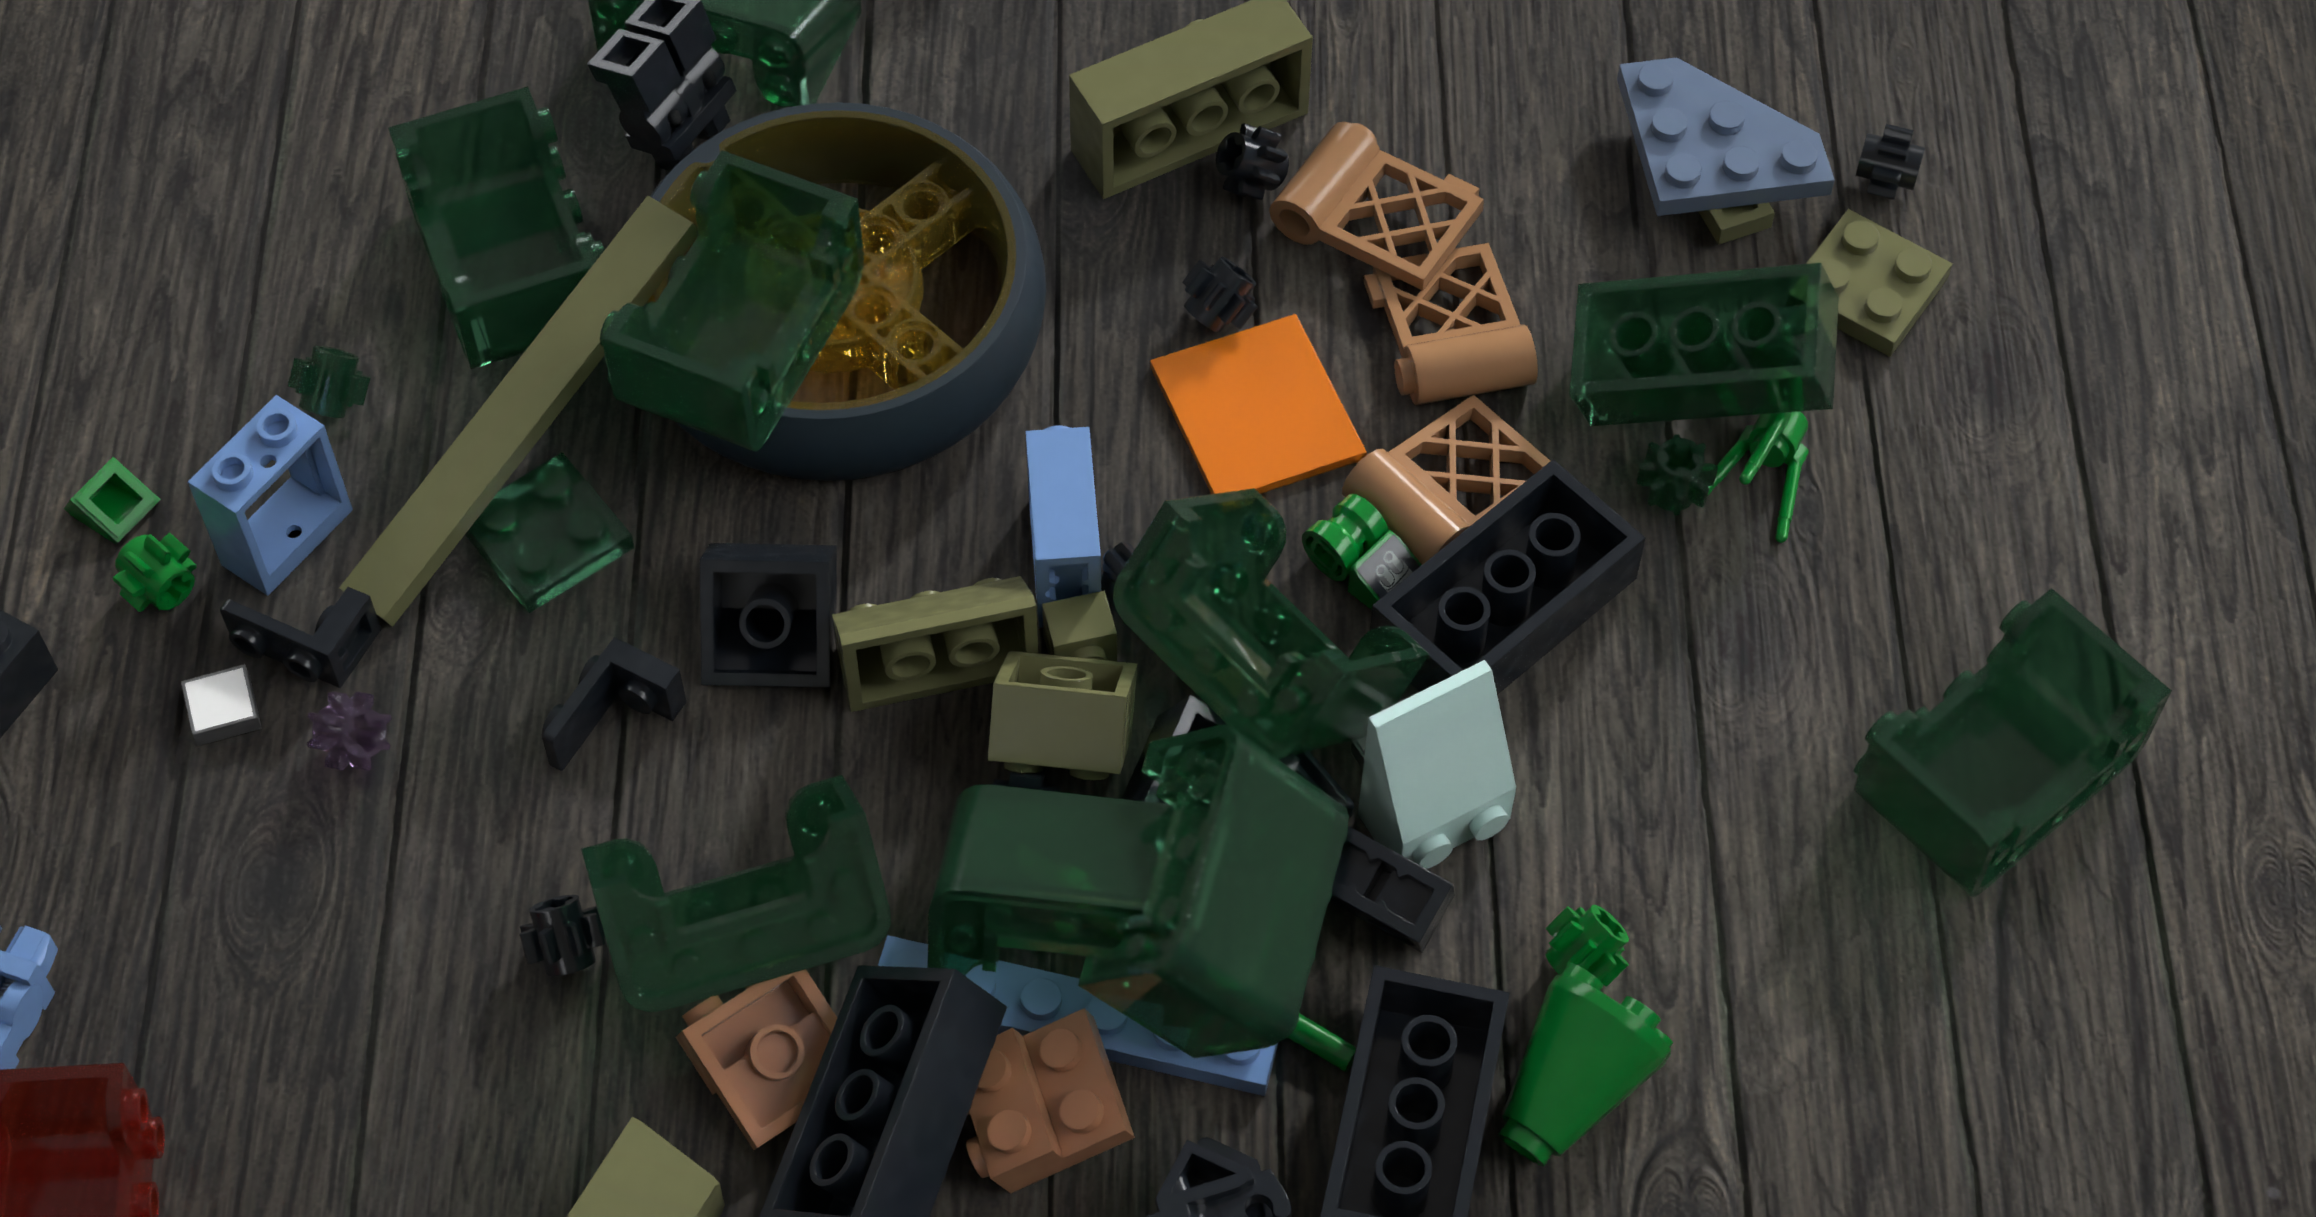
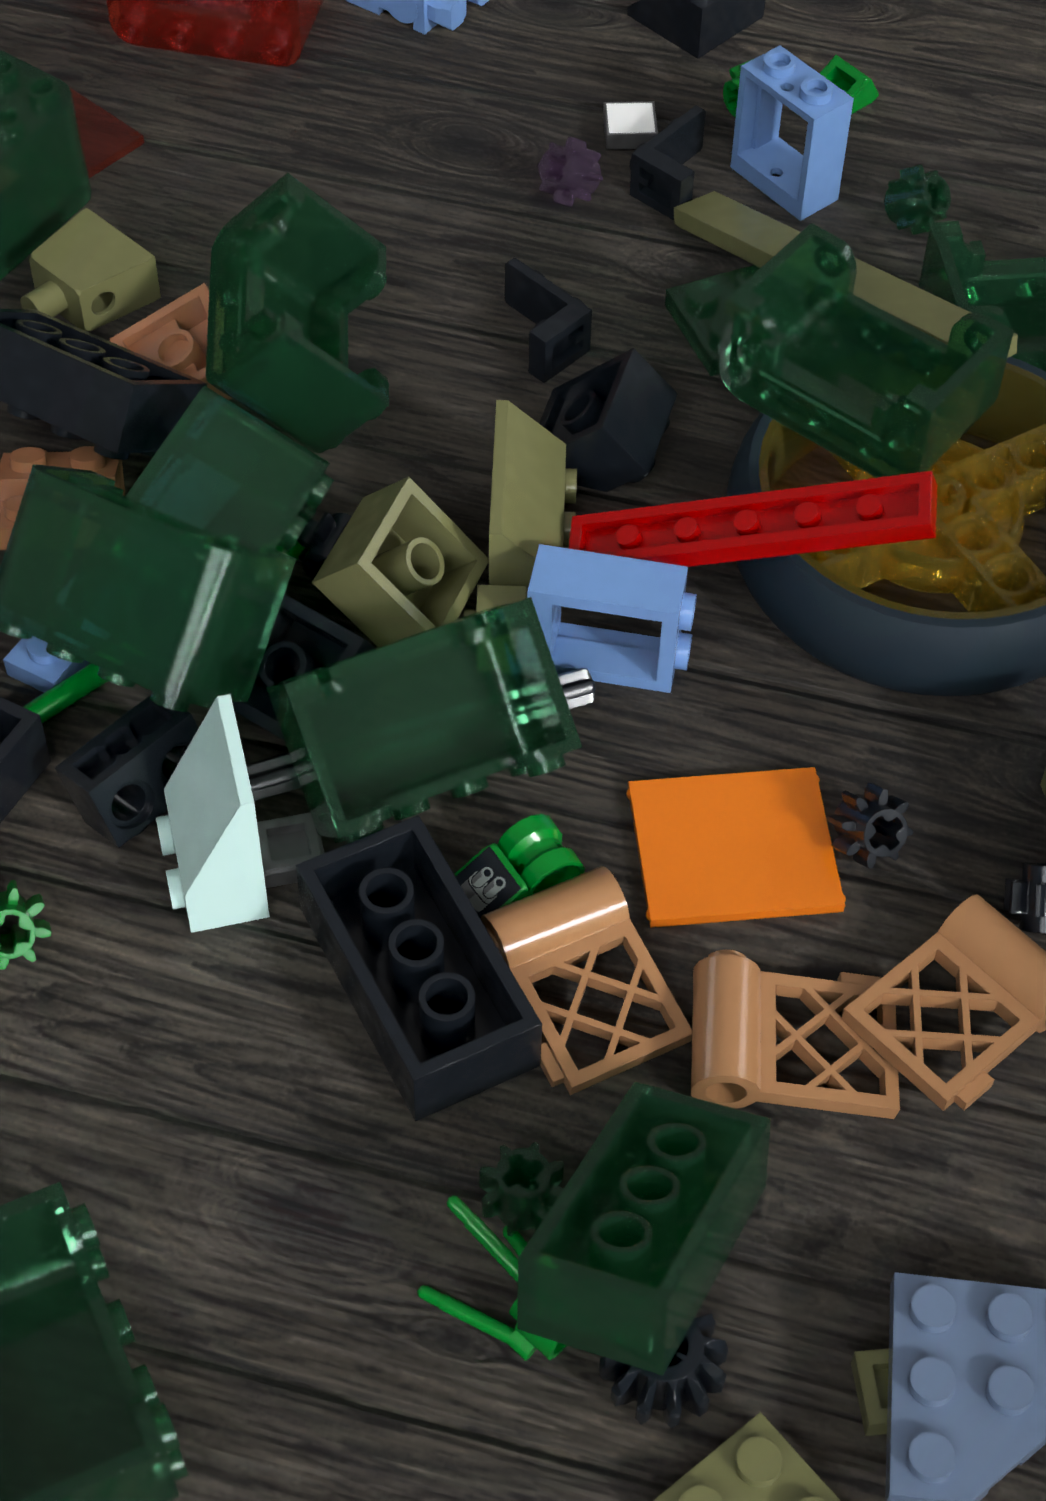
camera: 105 degrees right, 5 degrees down
(959, 392) = (767, 522): none -> red plate

